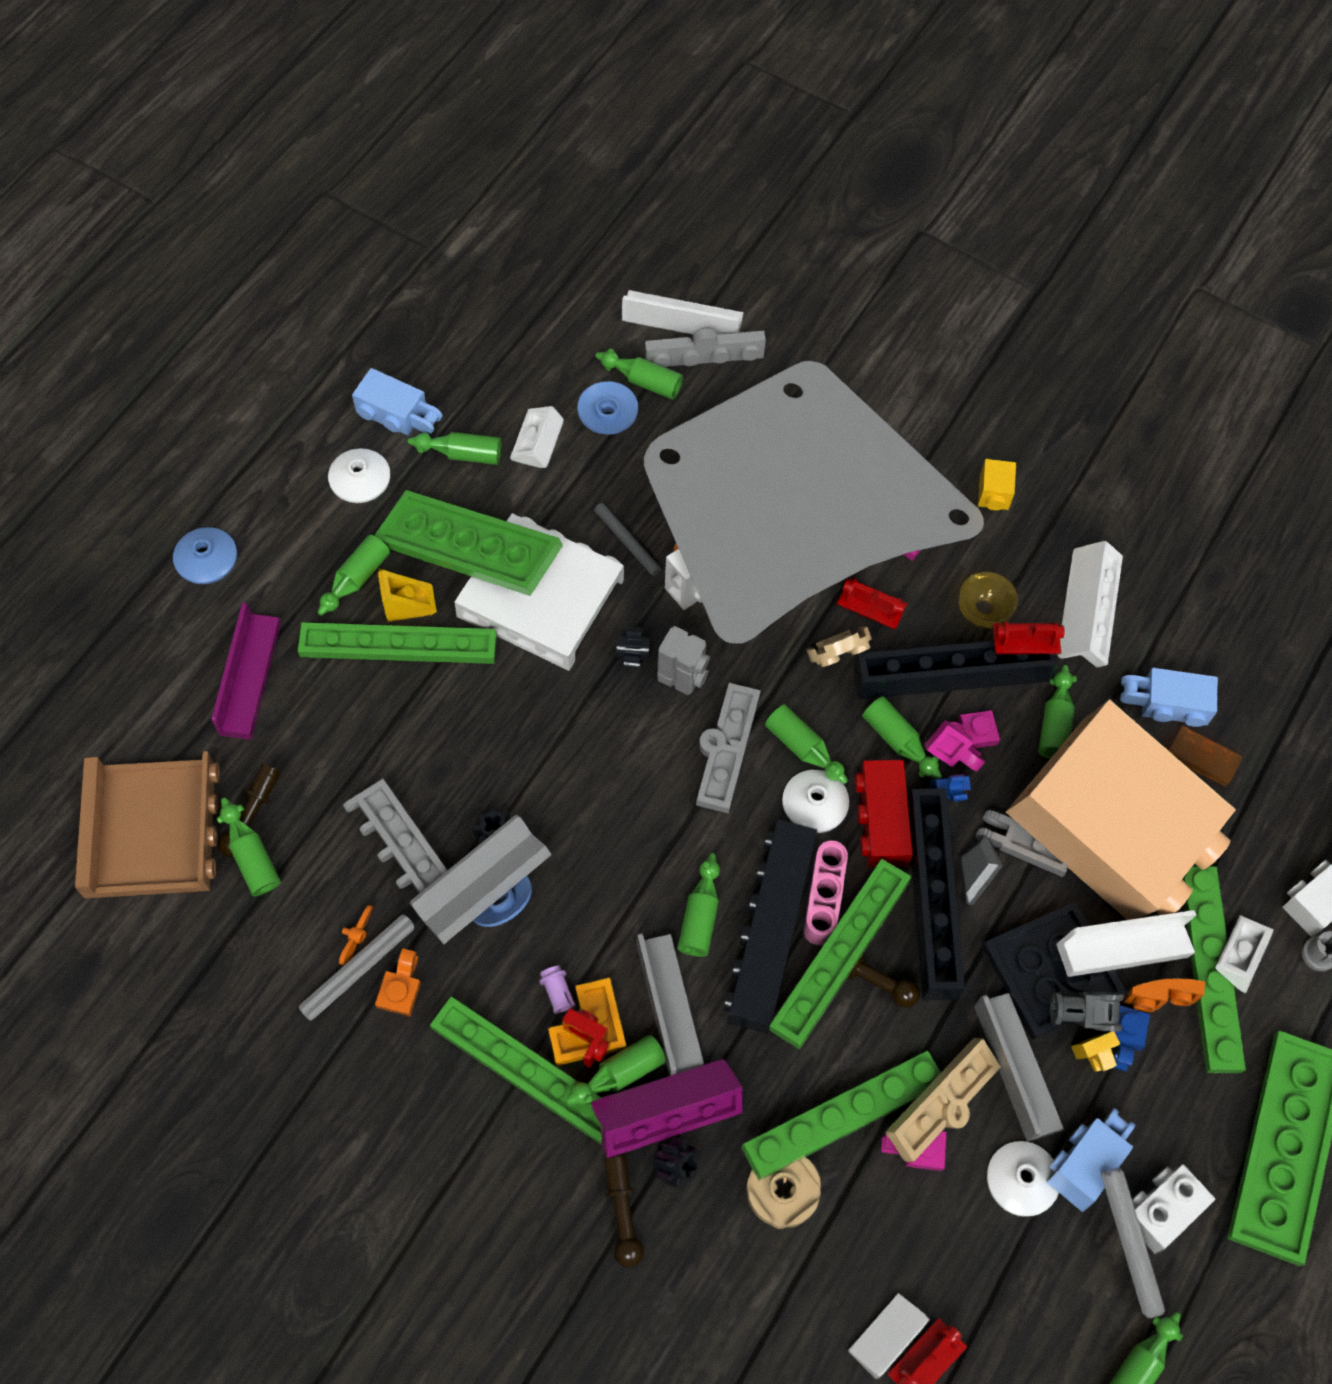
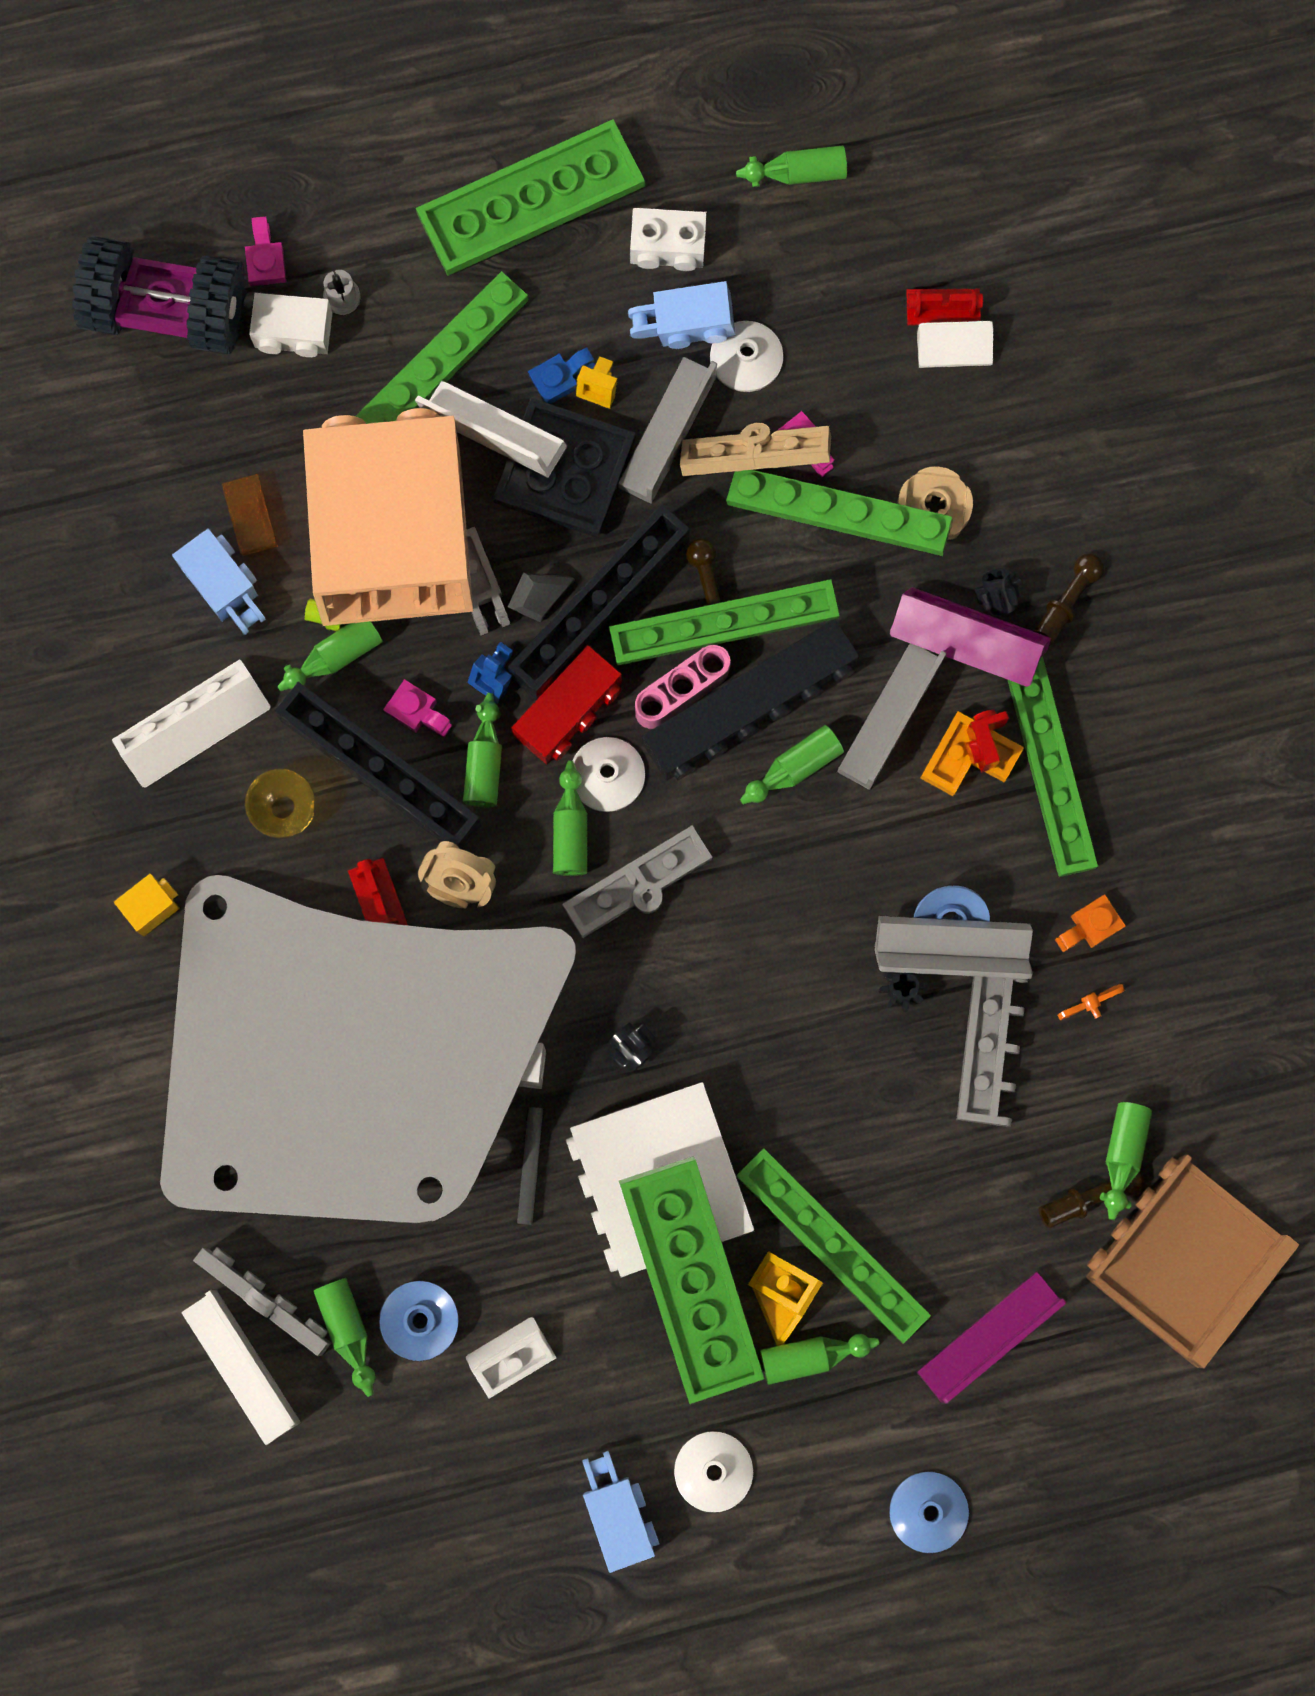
camera: 135 degrees left, 15 degrees up
(356, 967) = (1113, 972): light grey axle -> none
(461, 446) = (596, 1408): bright green wheel -> none
(557, 989) = (969, 807): lavender pin -> none
(620, 1070) = (982, 695): bright green wheel -> none
(682, 661) = (608, 984): light grey brick -> none
(953, 745) = (455, 705): dark pink plate -> none
(1028, 638) = (301, 723): red hinge -> none
(1093, 1010) = (578, 408): dark grey connector -> none
(1133, 1242) = (722, 238): light grey axle -> none
(1154, 994) = (508, 379): orange slope -> none
(1244, 952) = (405, 343): white slope -> none

